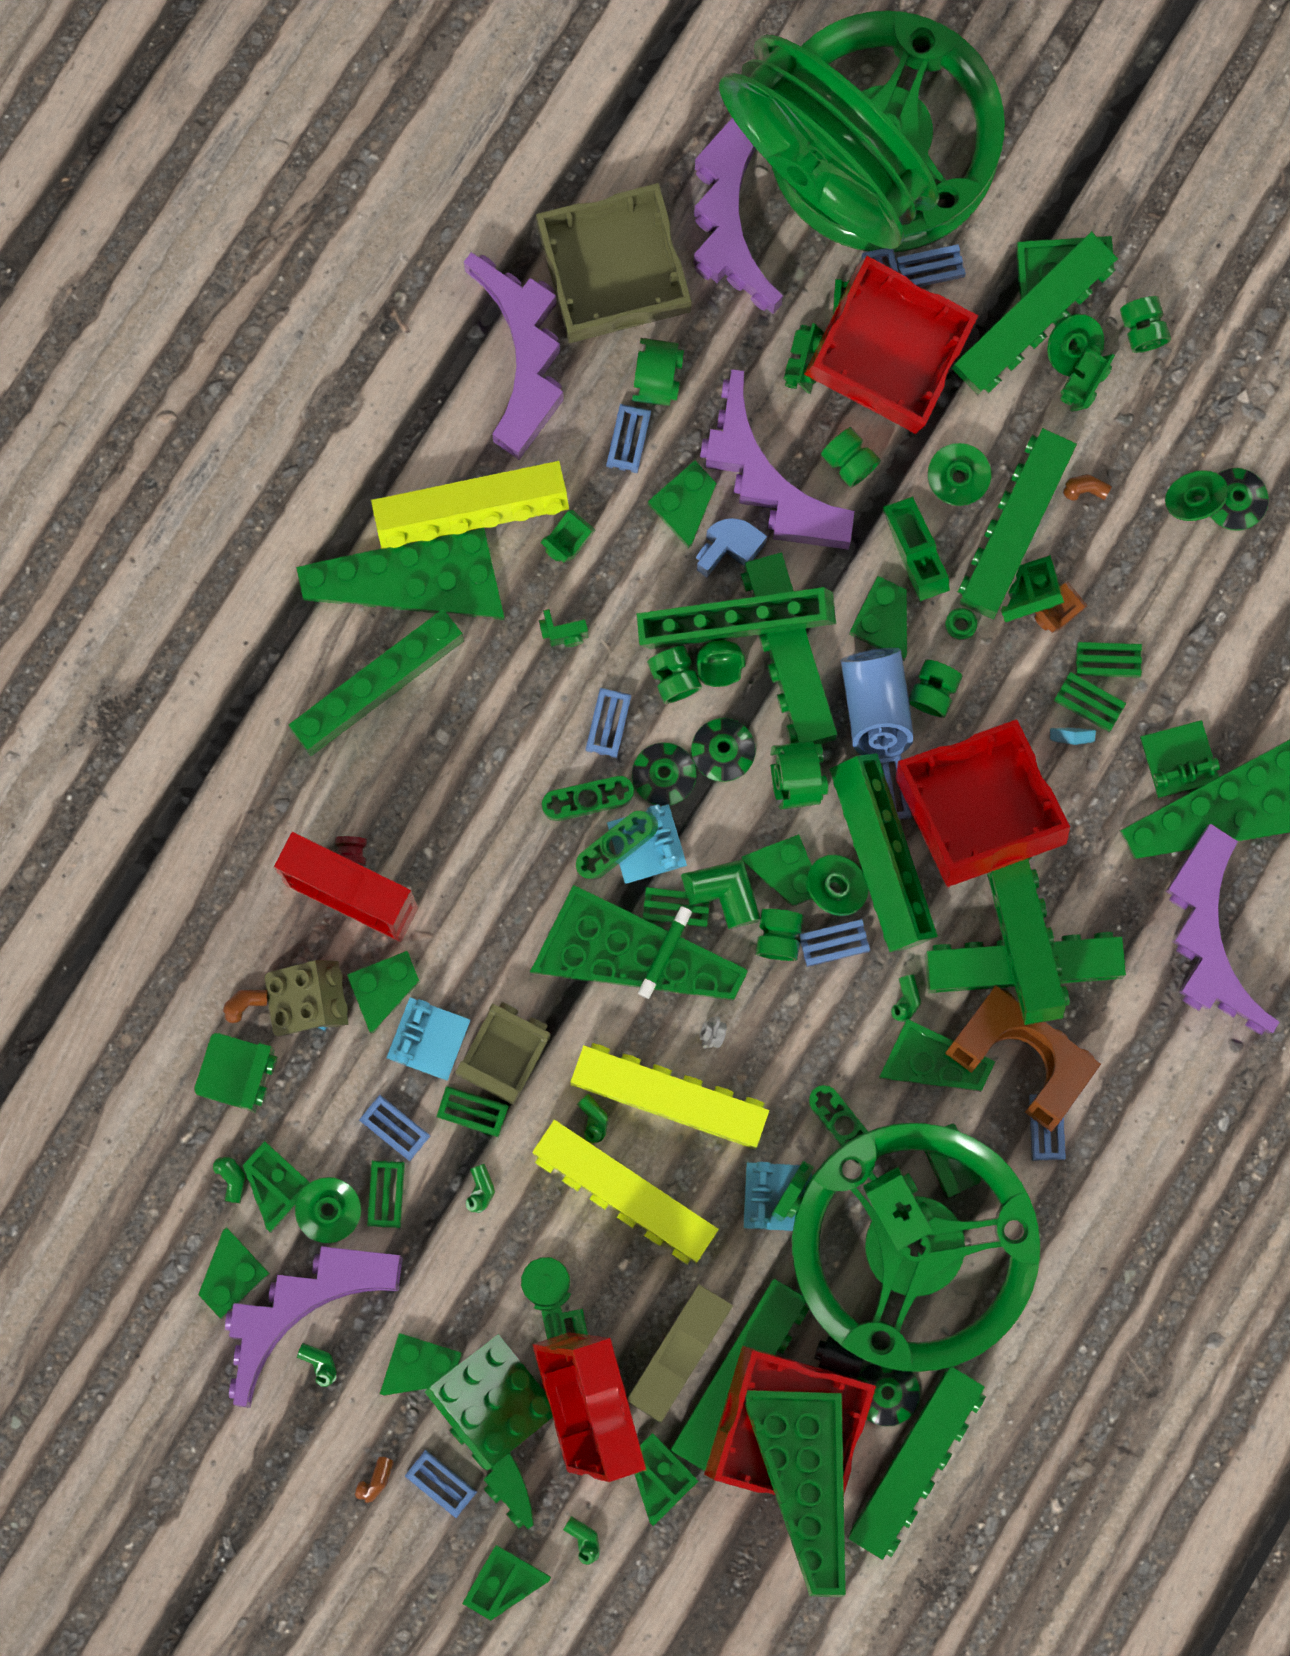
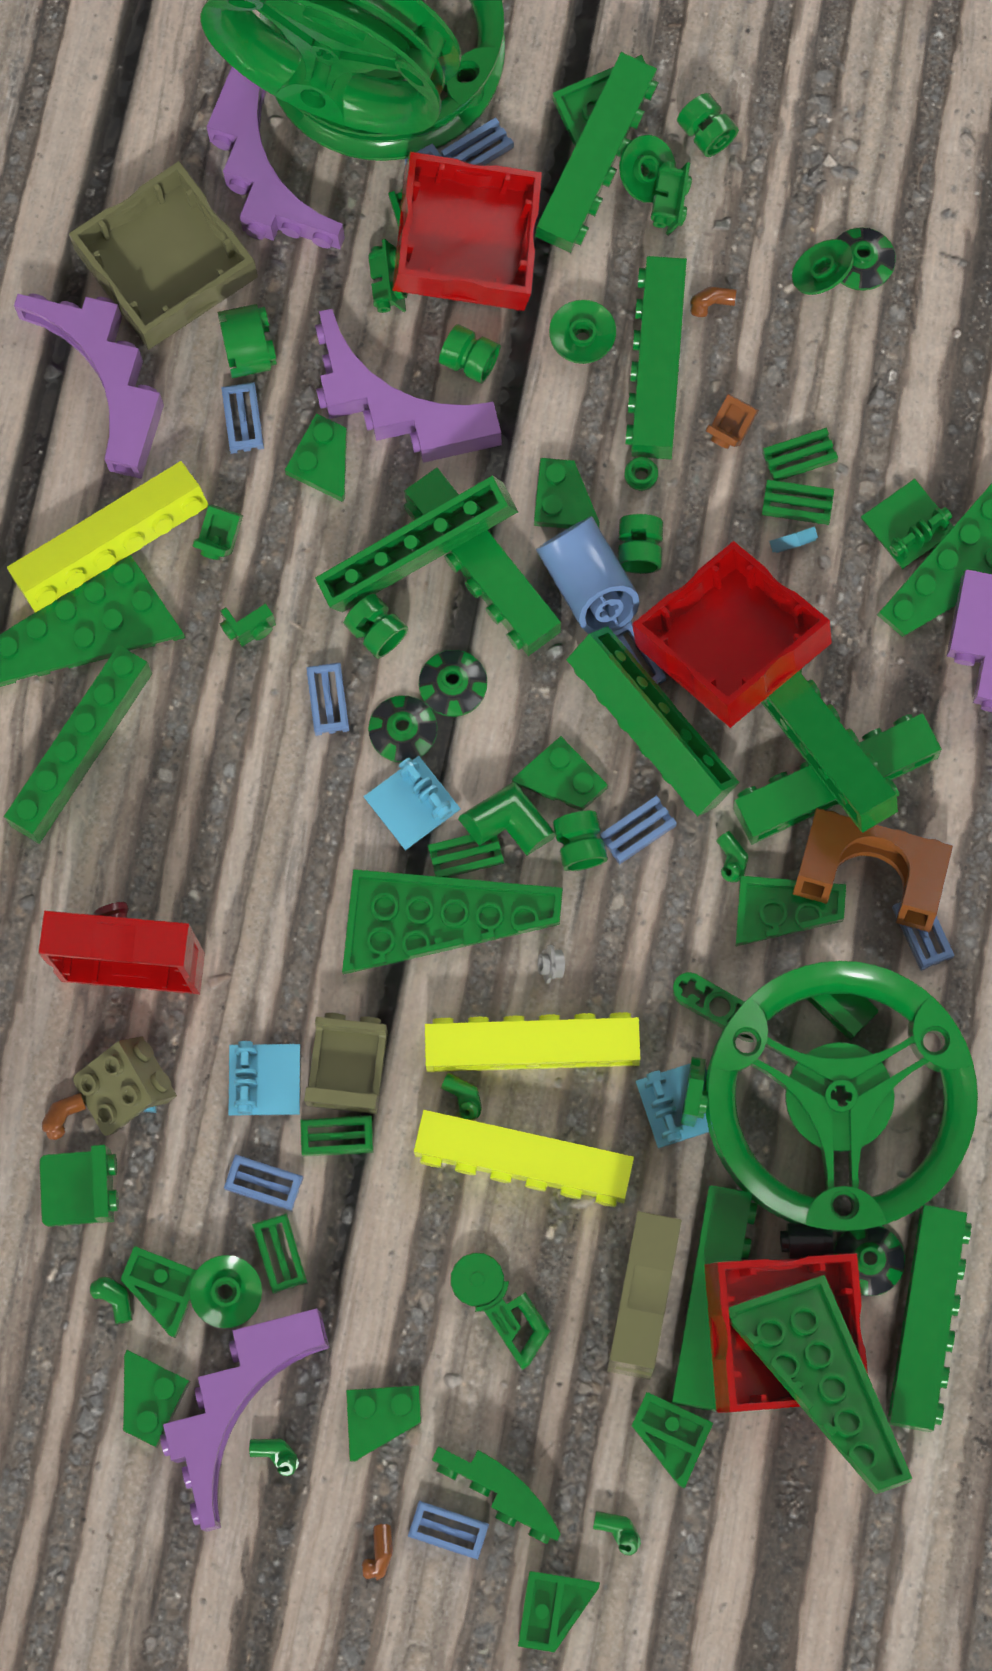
camera: 15 degrees left, 5 degrees down
(383, 987) = (198, 1045): green wing -> none
(483, 1191) = (378, 1213): green arm -> none
(491, 1401) = (469, 1423): green plate -> none
(562, 796) = (309, 787): green beam -> none
(589, 1406) = (573, 1385): red tile -> none
(629, 824) = (377, 839): green beam -> none
(664, 952) = (471, 901): green bar -> none
(720, 663) = (417, 598): green hair -> none
(732, 537) = (382, 473): medium blue brick -> none
(798, 774) = (537, 676): green brick -> none
(844, 877) = (621, 760): green dish -> none
(905, 1226) = (790, 1052): green brick -> none
(917, 549) = (569, 418): green slope -> none
(1033, 590) = (699, 412): green wing -> none

